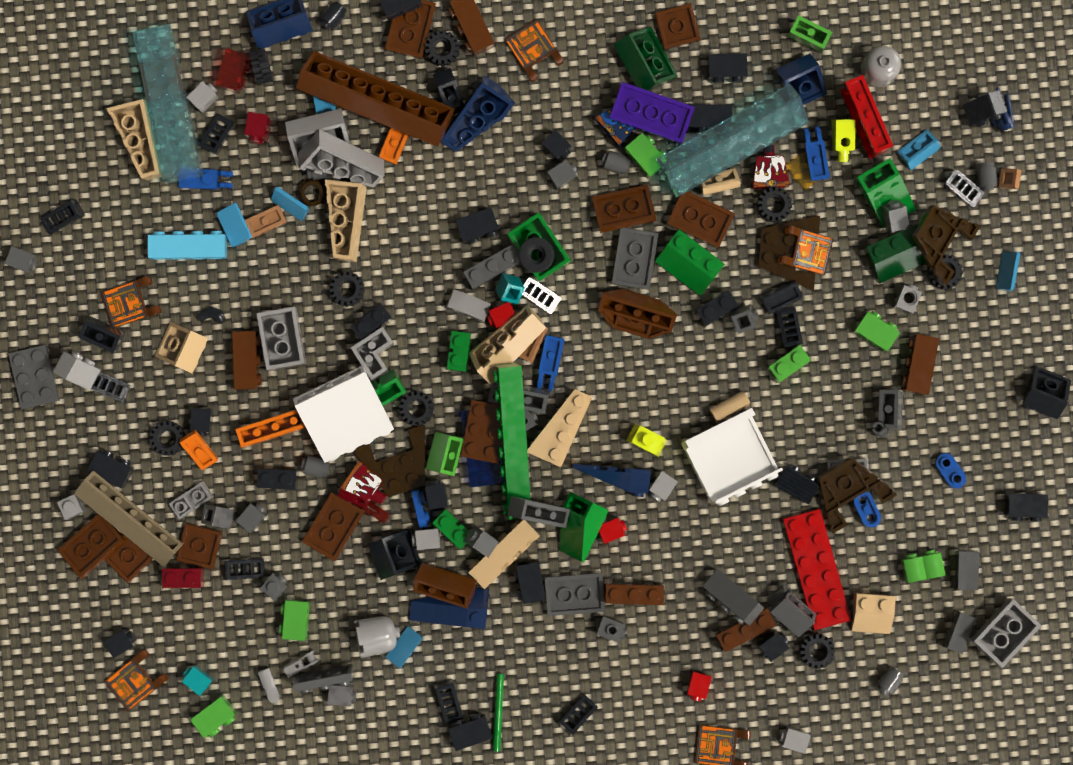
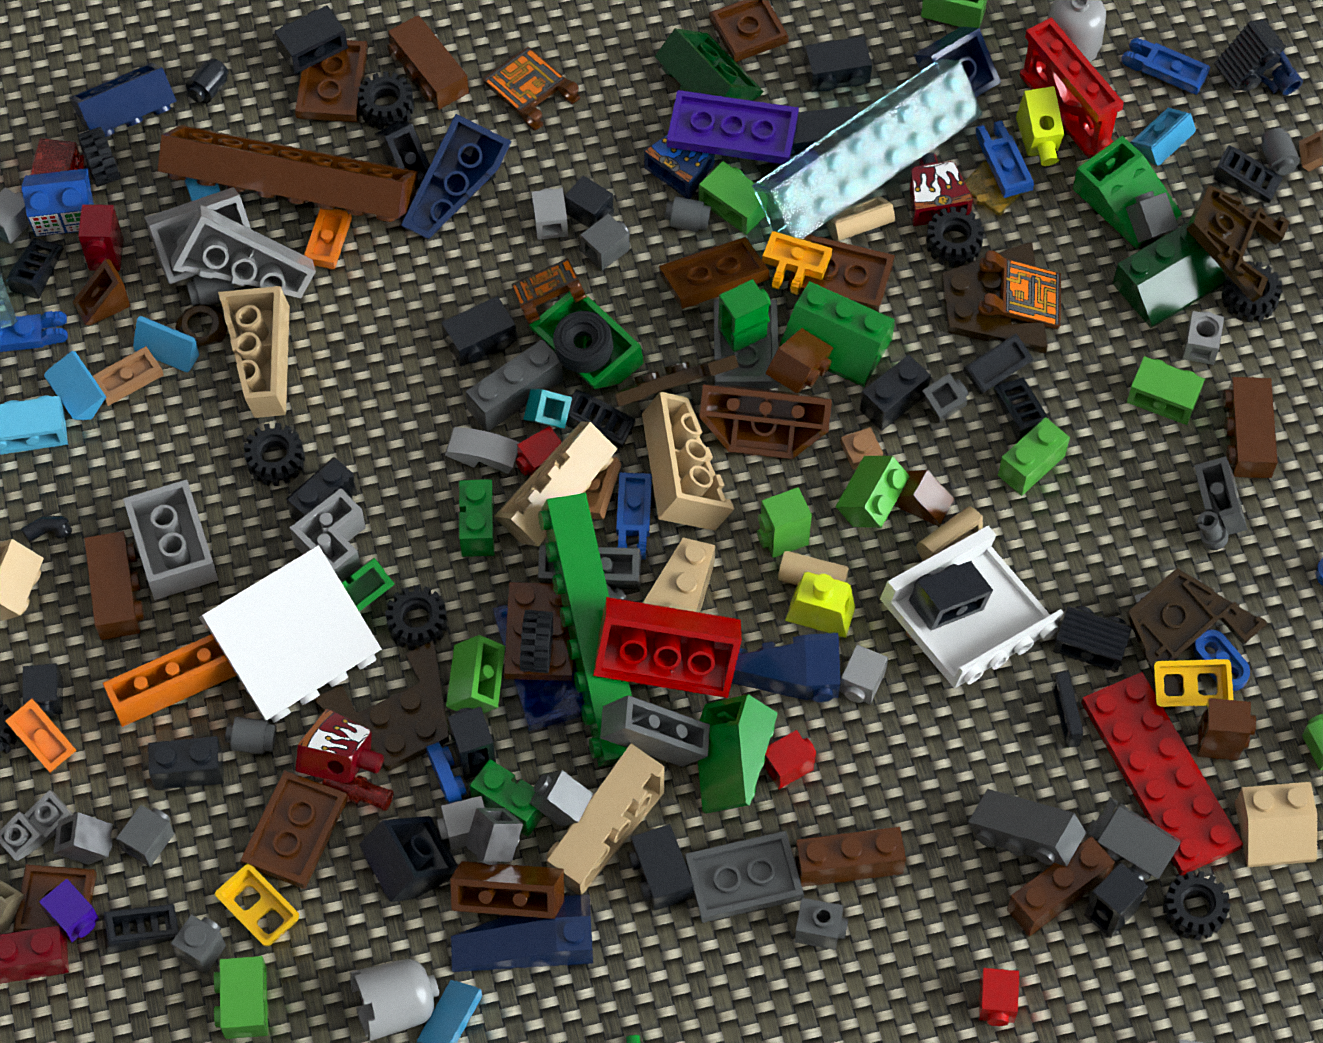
camera: 10 degrees left, 25 degrees down
(207, 559) = (69, 911): none -> dark purple brick
(234, 96) = (56, 200): none -> blue slope
(254, 164) = (102, 295): none -> reddish brown slope
(303, 573) = (269, 900): none -> yellow piece
(441, 555) = (494, 835): none -> flat silver brick
(480, 449) = (536, 641): none -> black tyre
(520, 204) = (545, 286): none -> flag
(531, 148) = (549, 213): none -> light grey brick
(553, 463) = (667, 647): none -> red slope
(581, 282) = (675, 375): none -> dark brown wing
(581, 338) = (681, 465): none -> tan wedge
(634, 387) = (784, 522): none -> bright green brick
(635, 250) = (743, 315): none -> green piece
(646, 418) = (794, 566): none -> tan brick
(663, 282) = (800, 361): none -> reddish brown brick
(674, 208) = (796, 256): none -> light orange hinge
(690, 338) = (859, 445): none -> medium nougat plate
(690, 373) = (872, 491): none -> bright green brick
(716, 376) = (925, 497): none -> reddish brown slope
(720, 451) = (950, 595): none -> black brick
(773, 526) = (1067, 709): none -> black tile
(843, 531) = (1189, 671): none -> yellow piece
(857, 556) = (1225, 729): none -> reddish brown brick
(934, 100) = (1166, 65): none -> blue hinge

